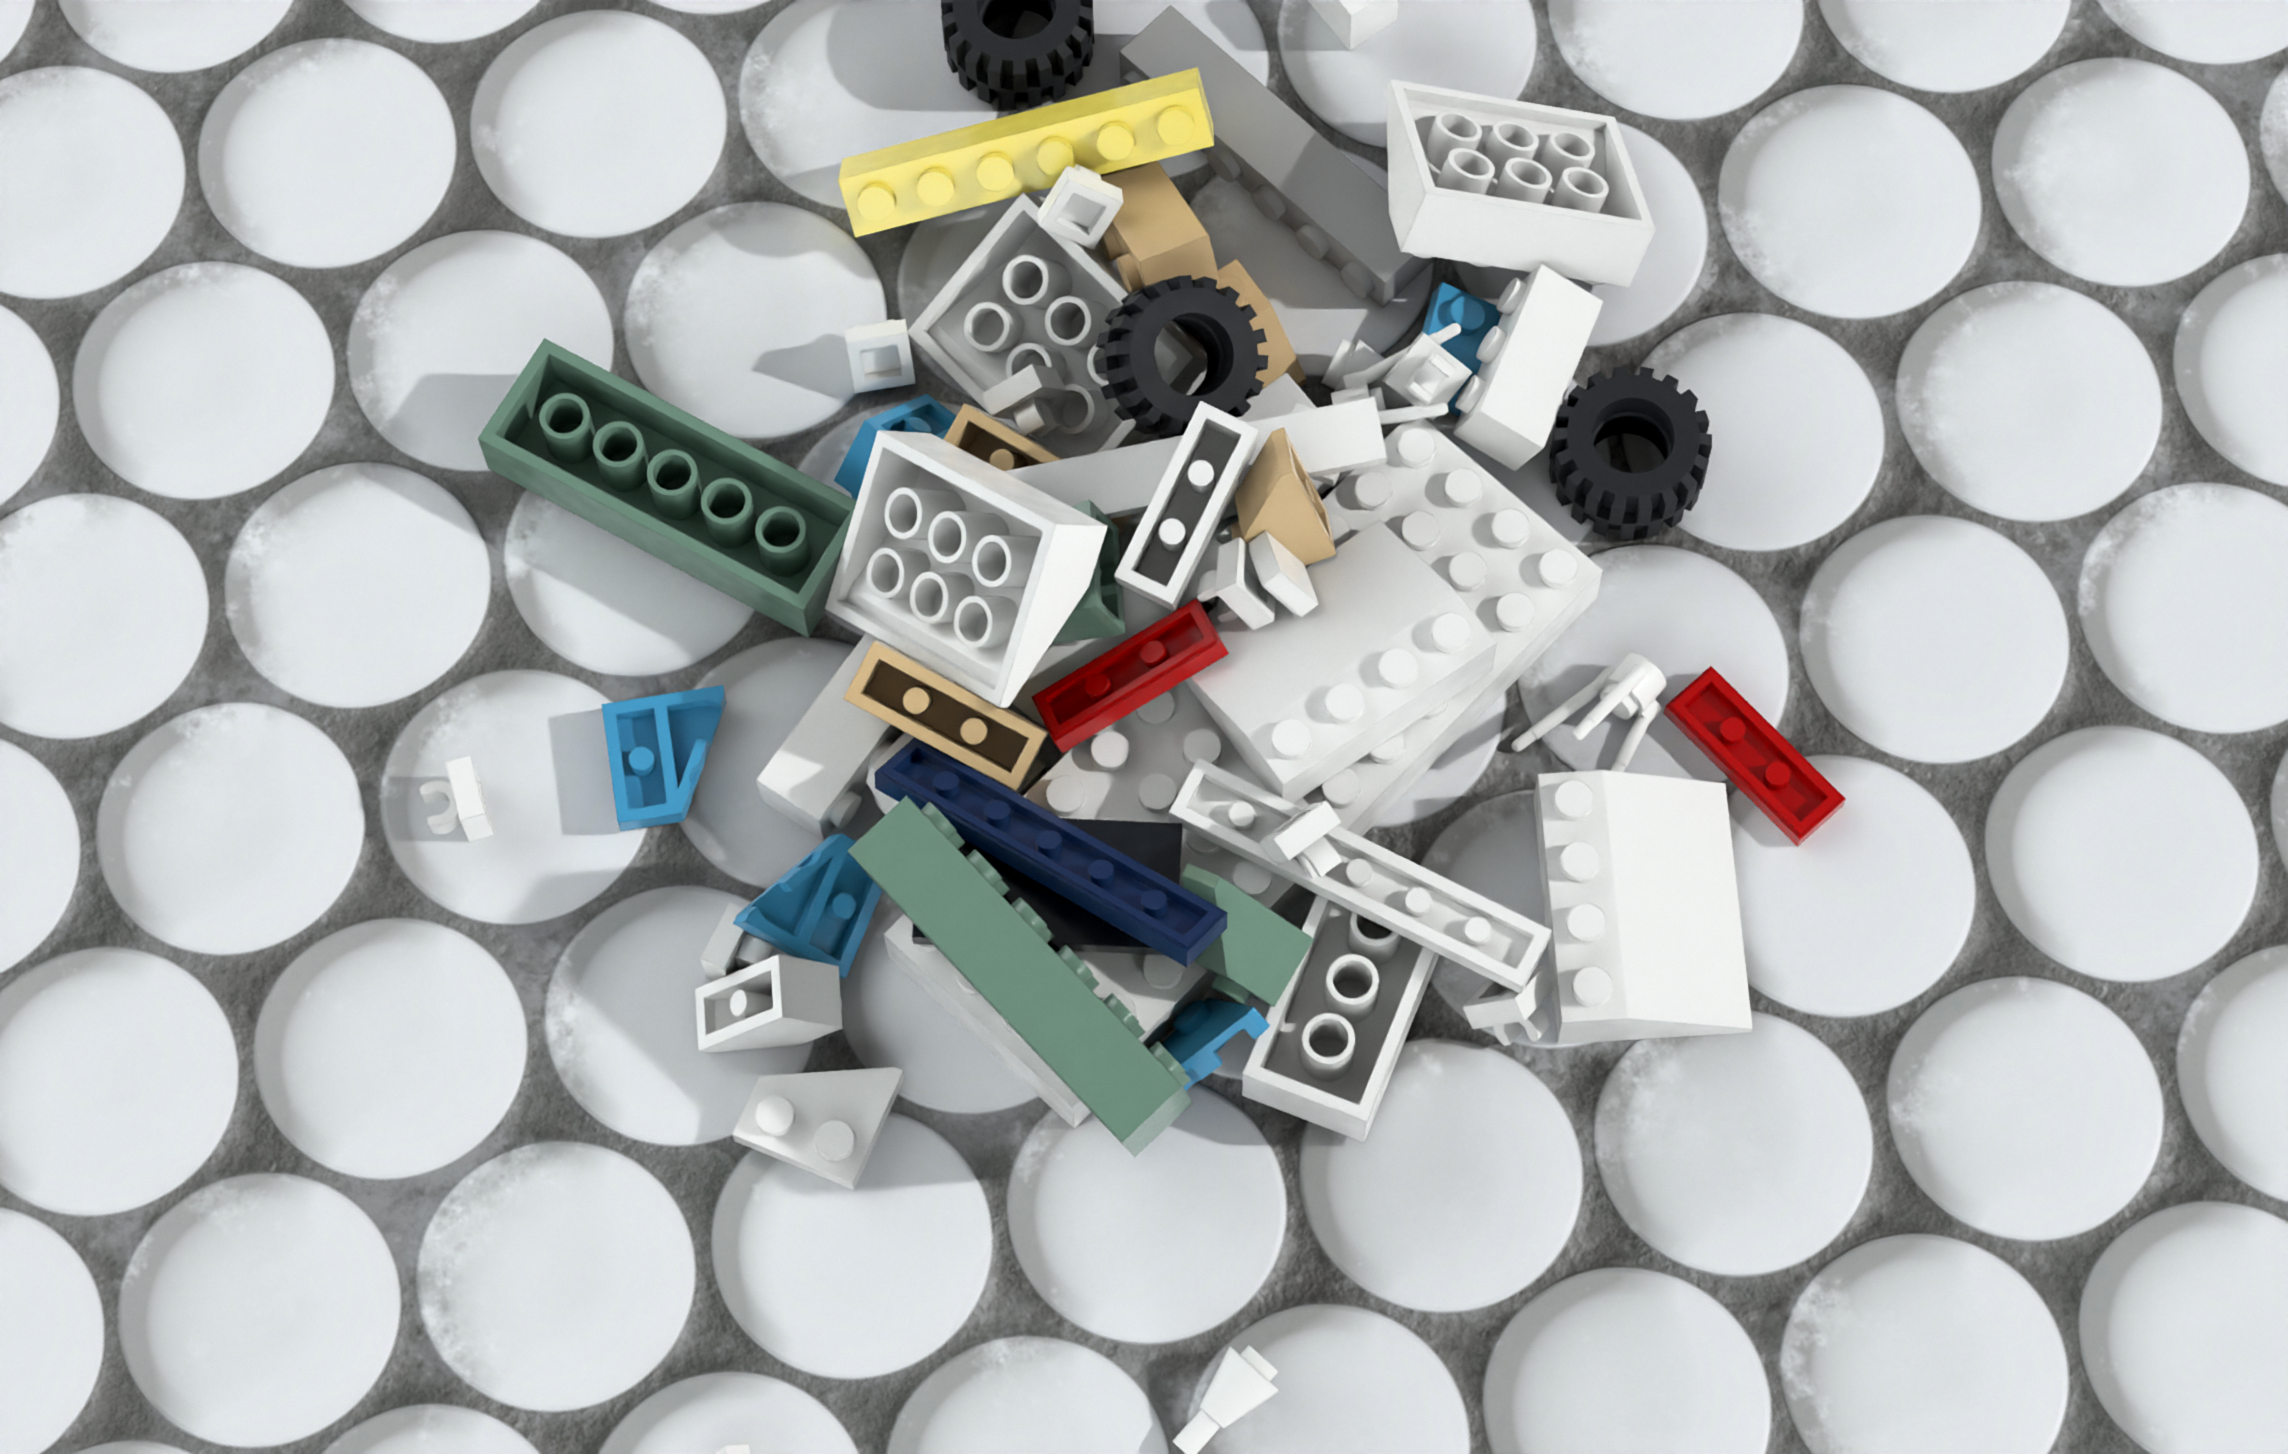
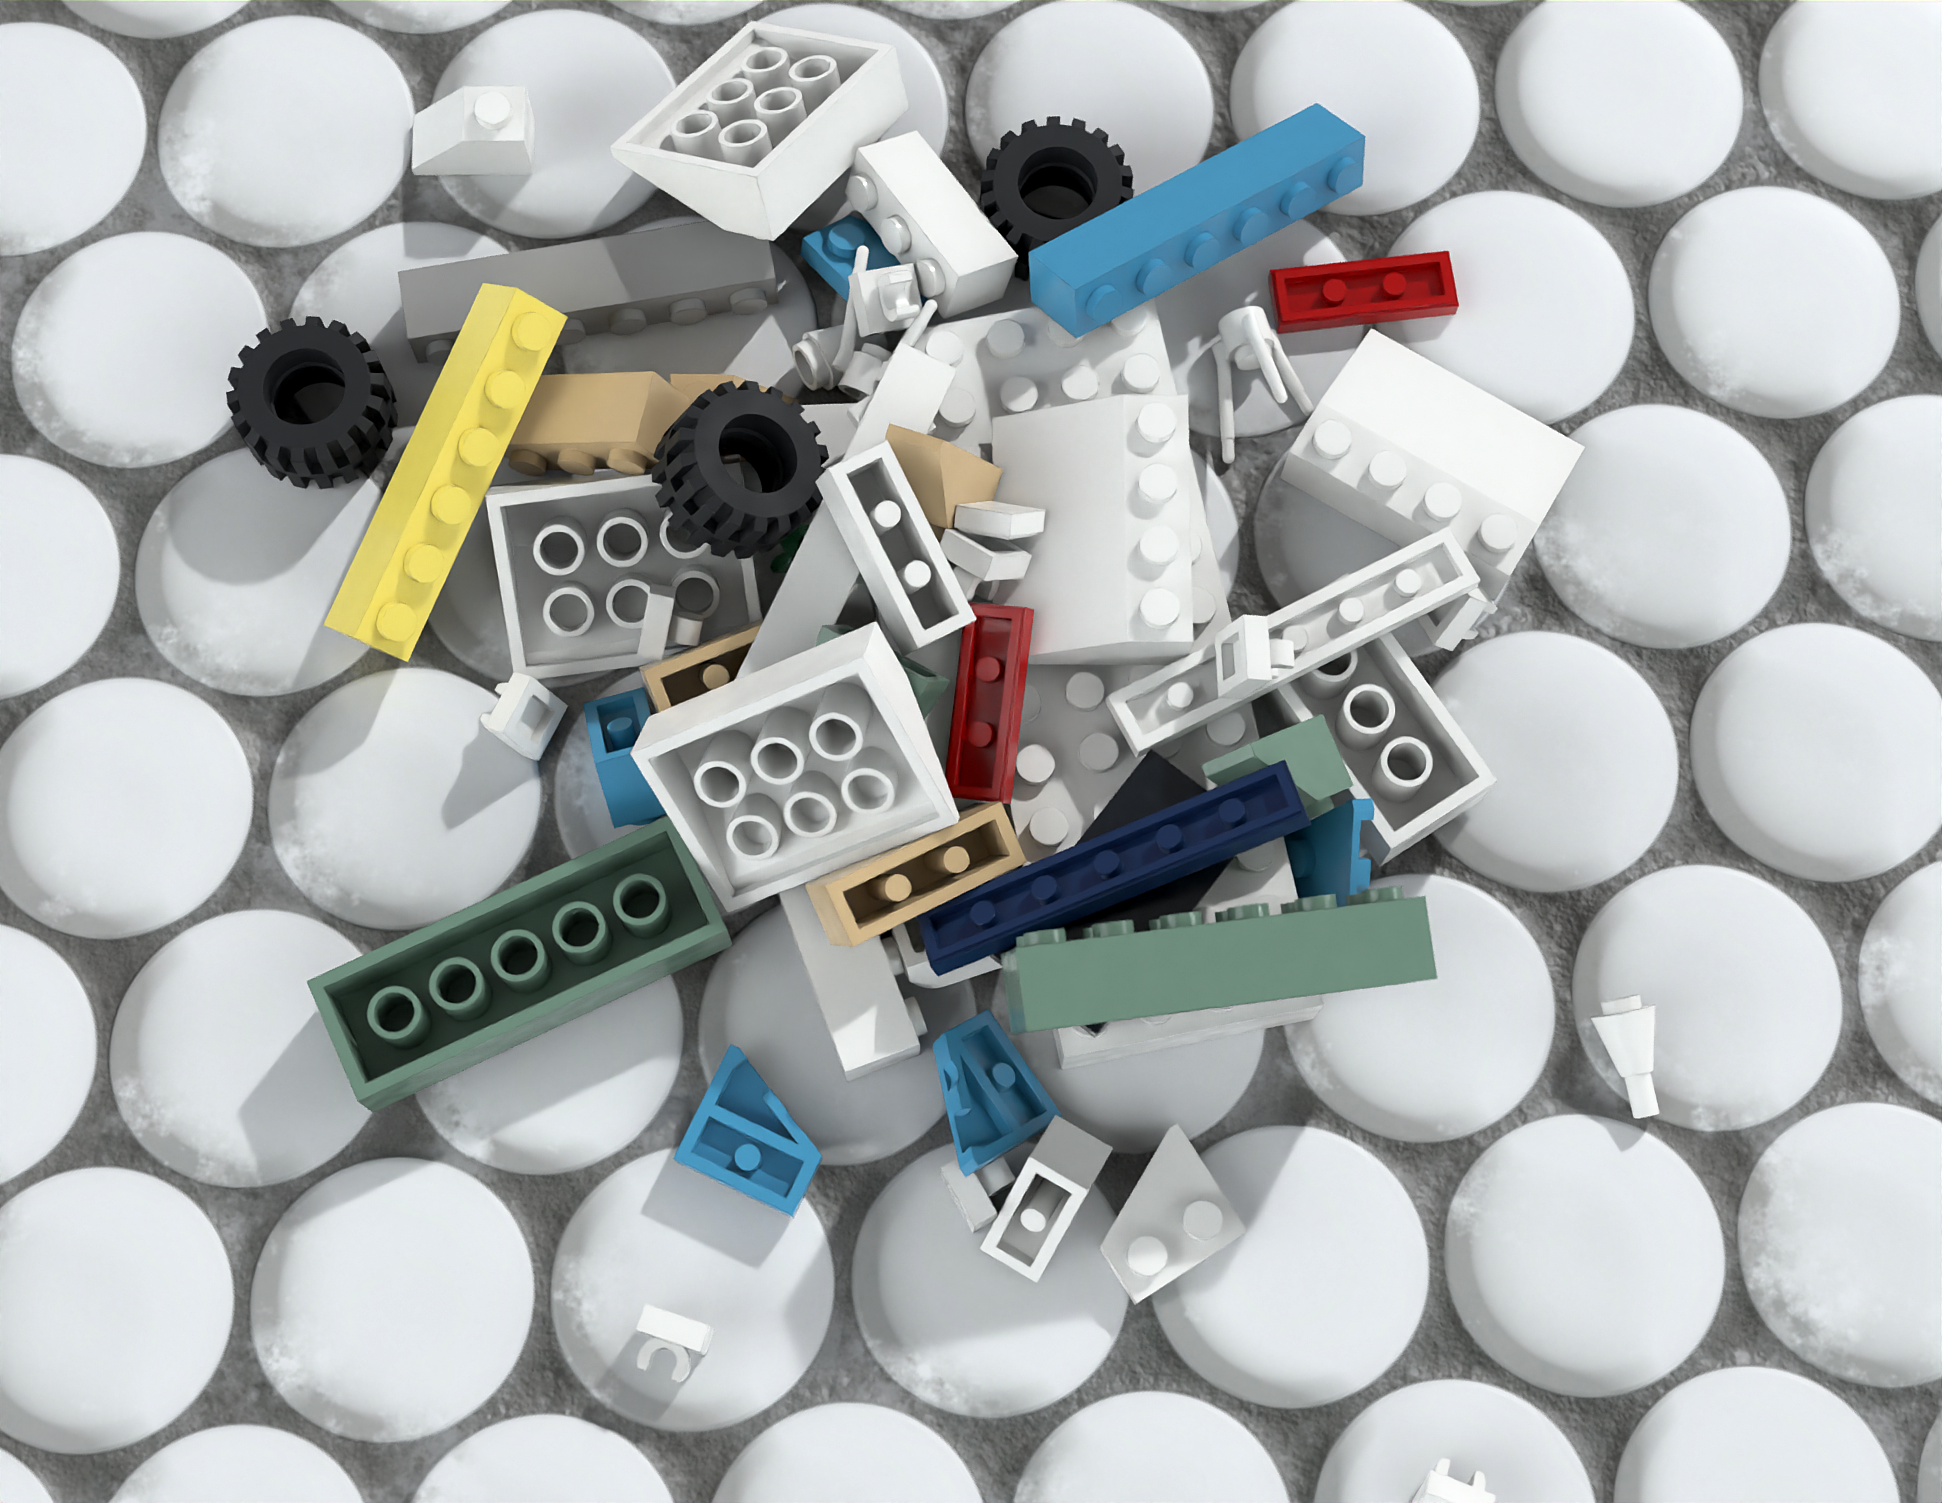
camera: 60 degrees left, 5 degrees up
(1080, 206) = (540, 456): white tile -> none
(1693, 567) = (1195, 219): none -> dark azure brick

